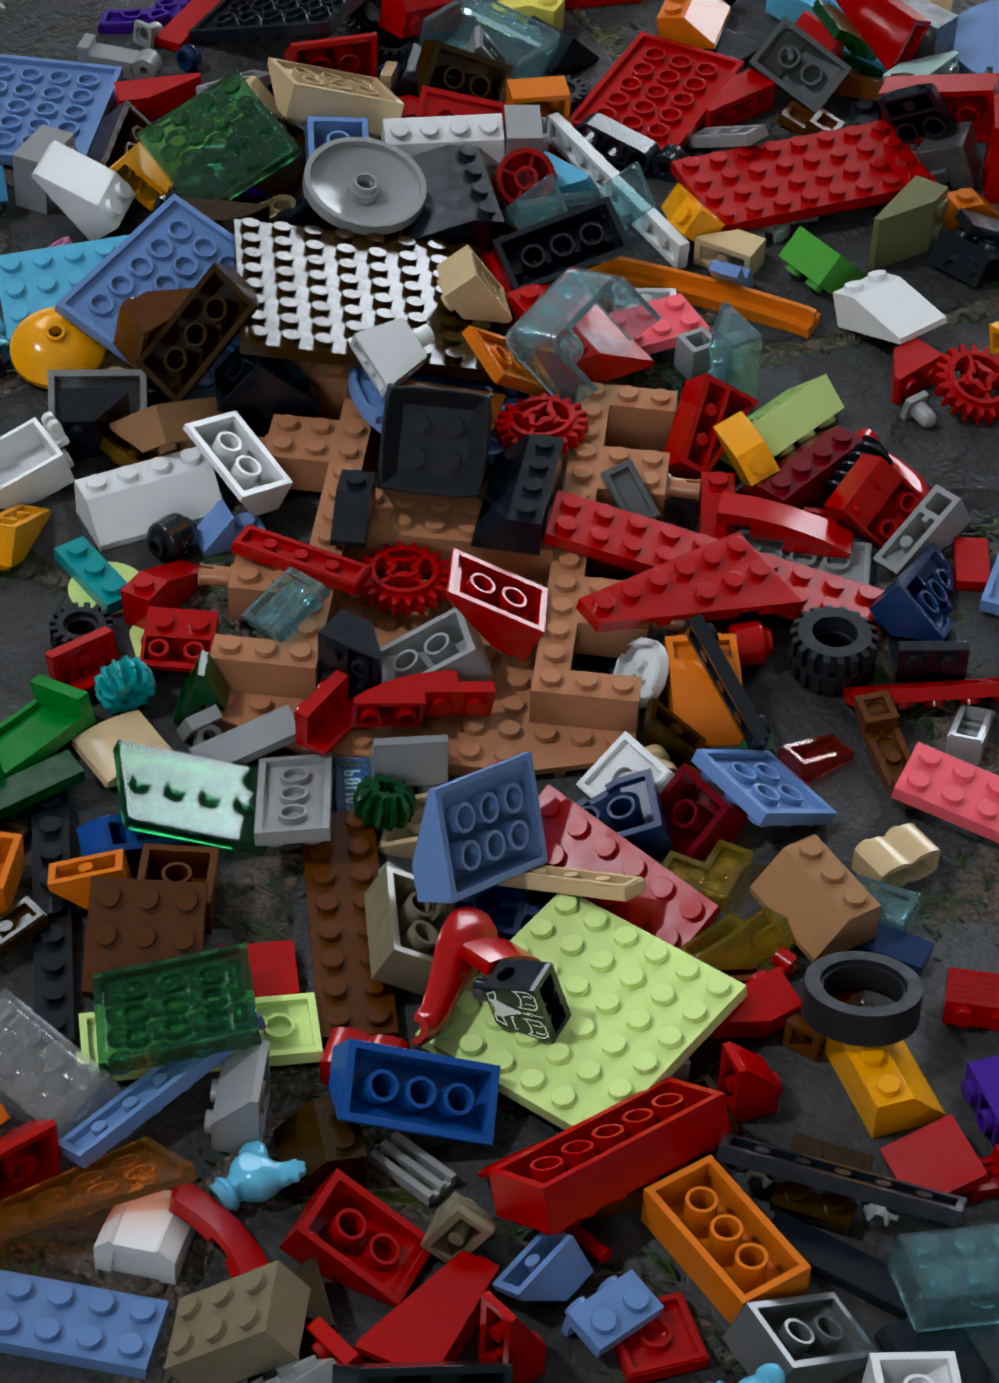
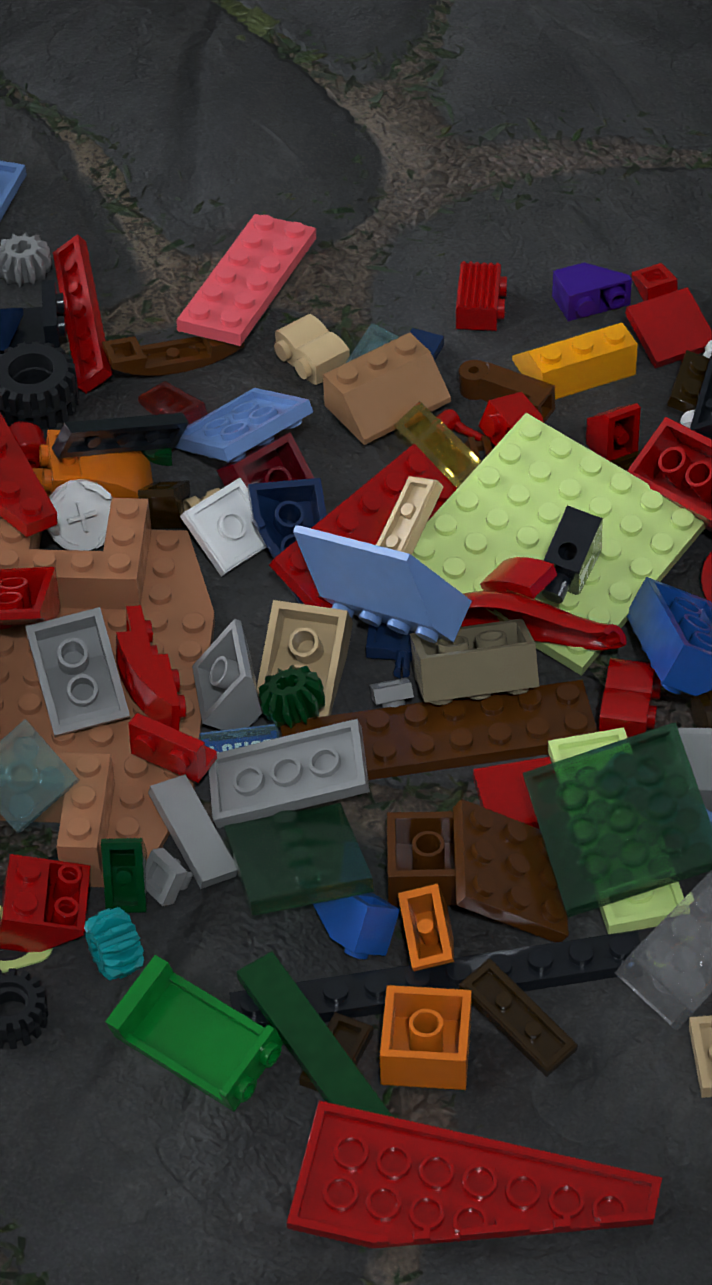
camera: 90 degrees left, 5 degrees up
(81, 659) = (82, 987): red bracket -> none
(98, 742) = (203, 943): tan slope -> none
(351, 647) = (97, 714): black slope -> none
(719, 873) = (344, 467): clear yellow plate -> none
(862, 1024) = (536, 370): black tyre -> none
(969, 733) = (145, 306): light grey slope -> none

